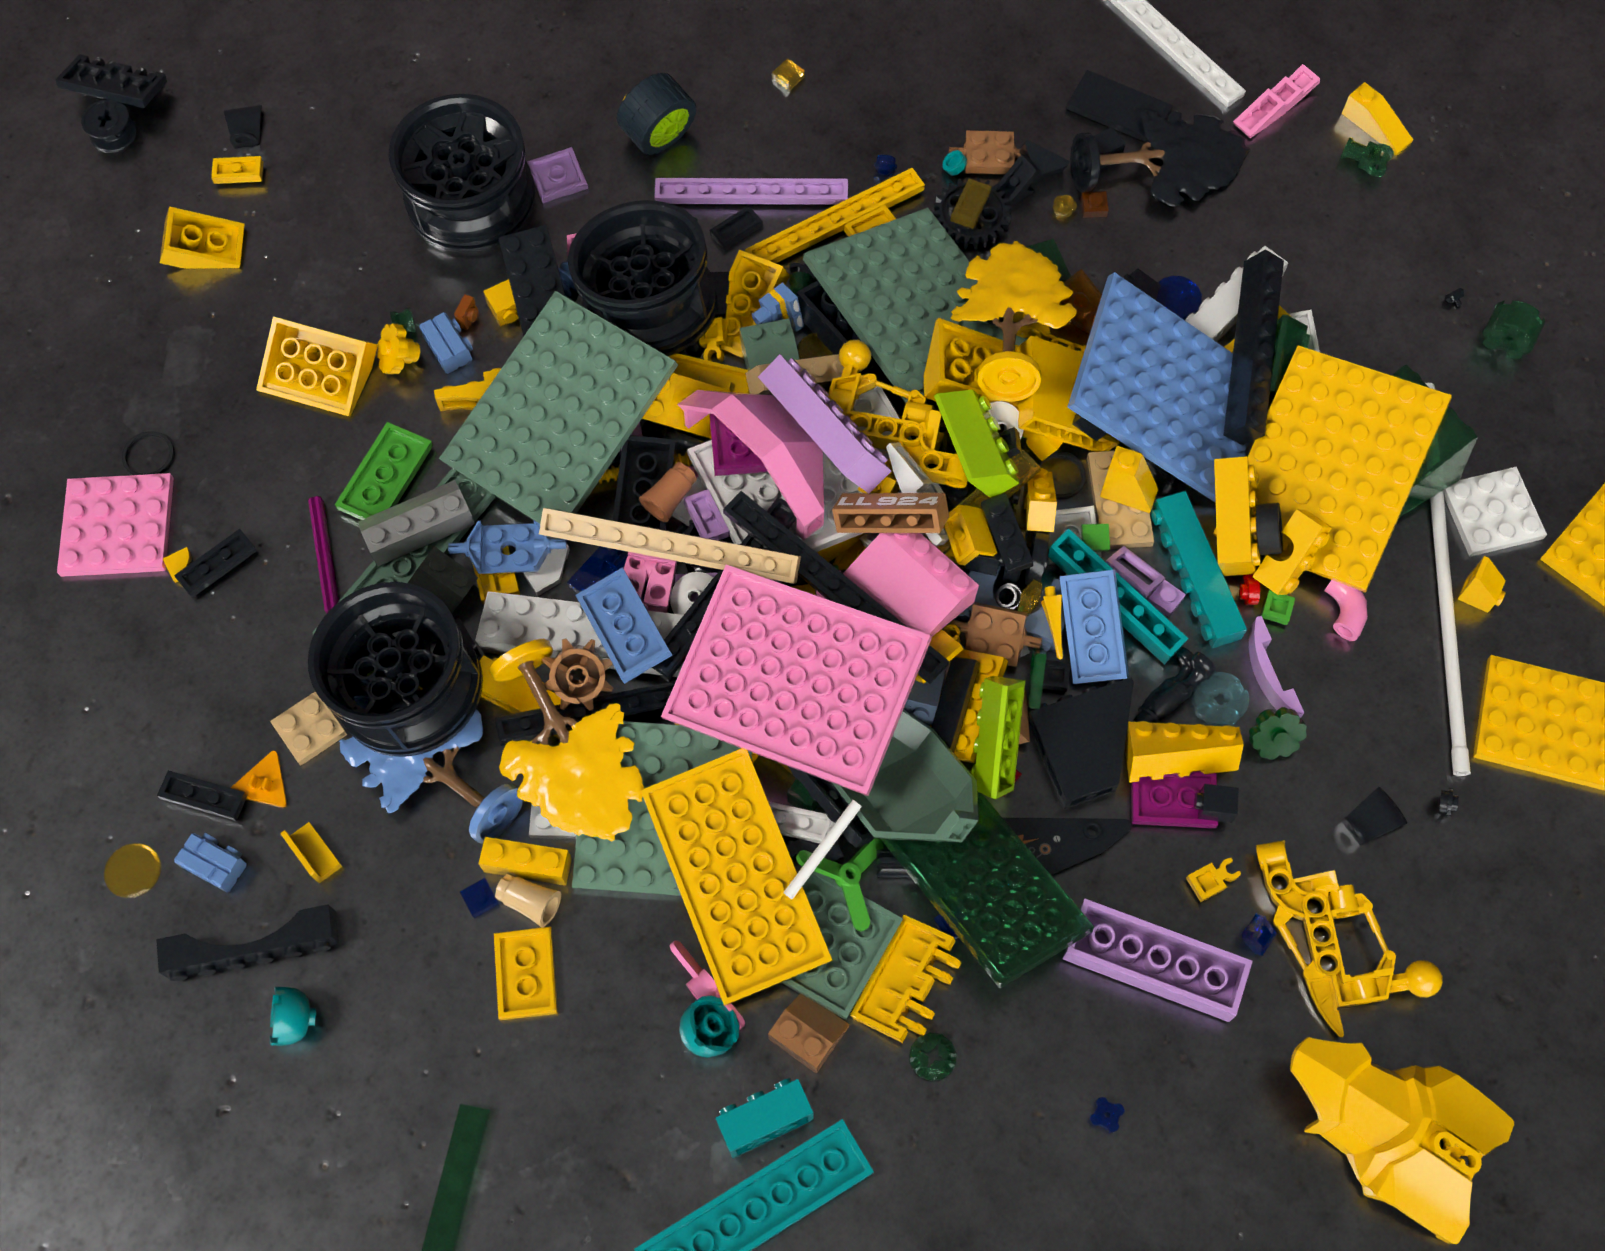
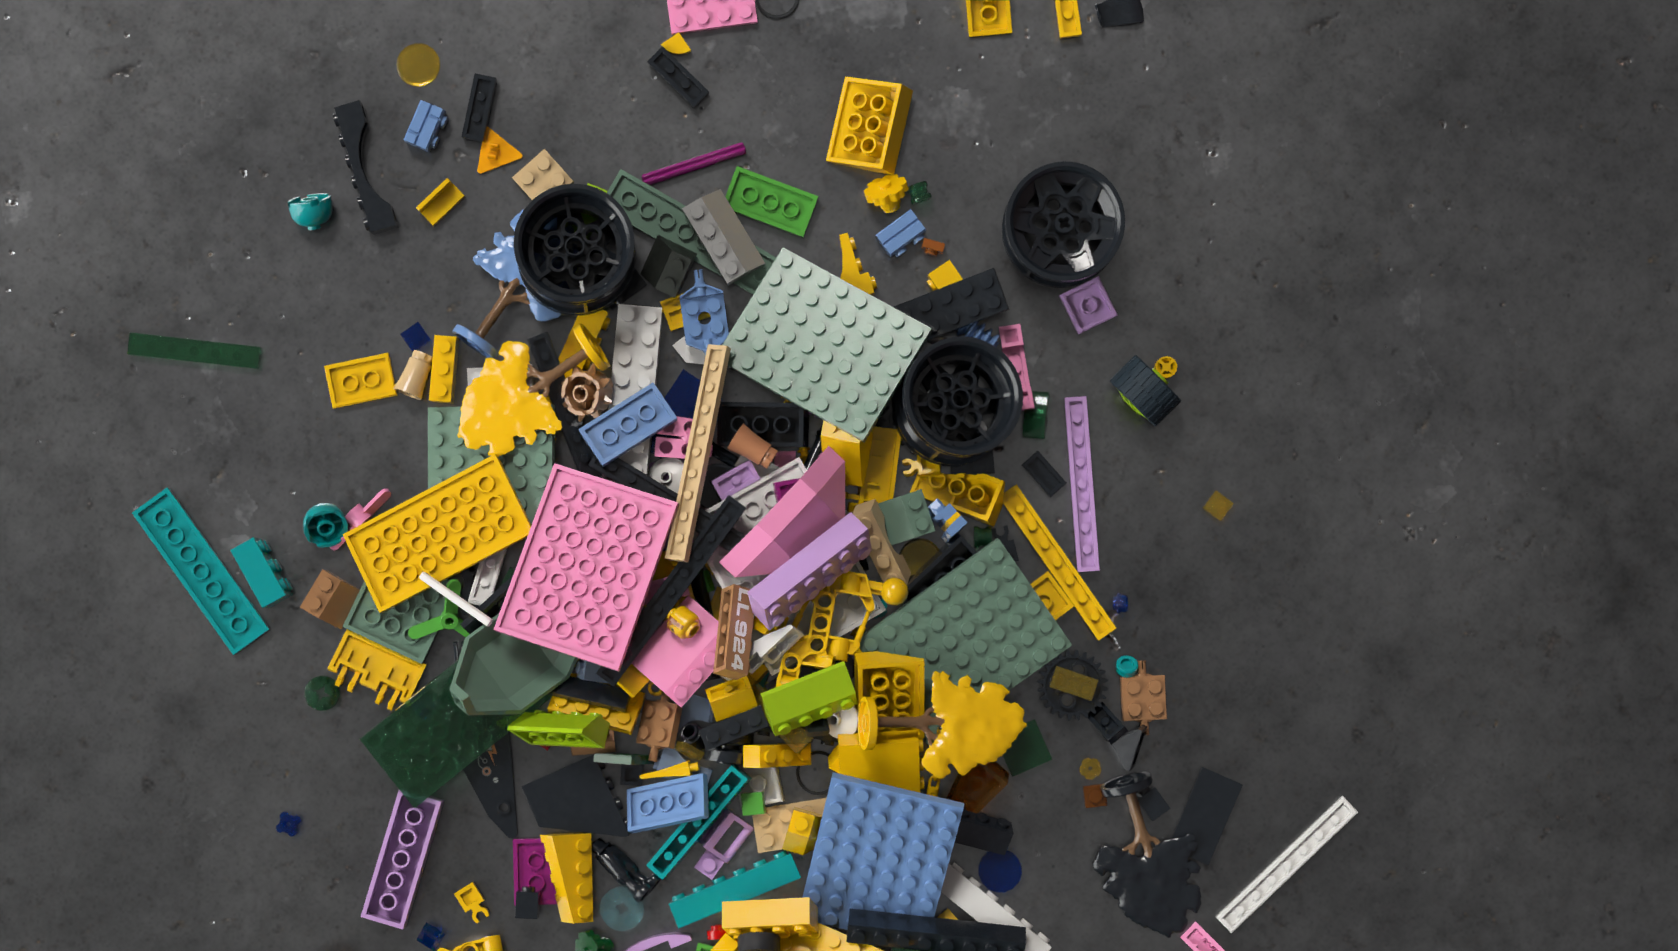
camera: 80 degrees right, 20 degrees up
(874, 573) = (683, 622): none -> yellow head

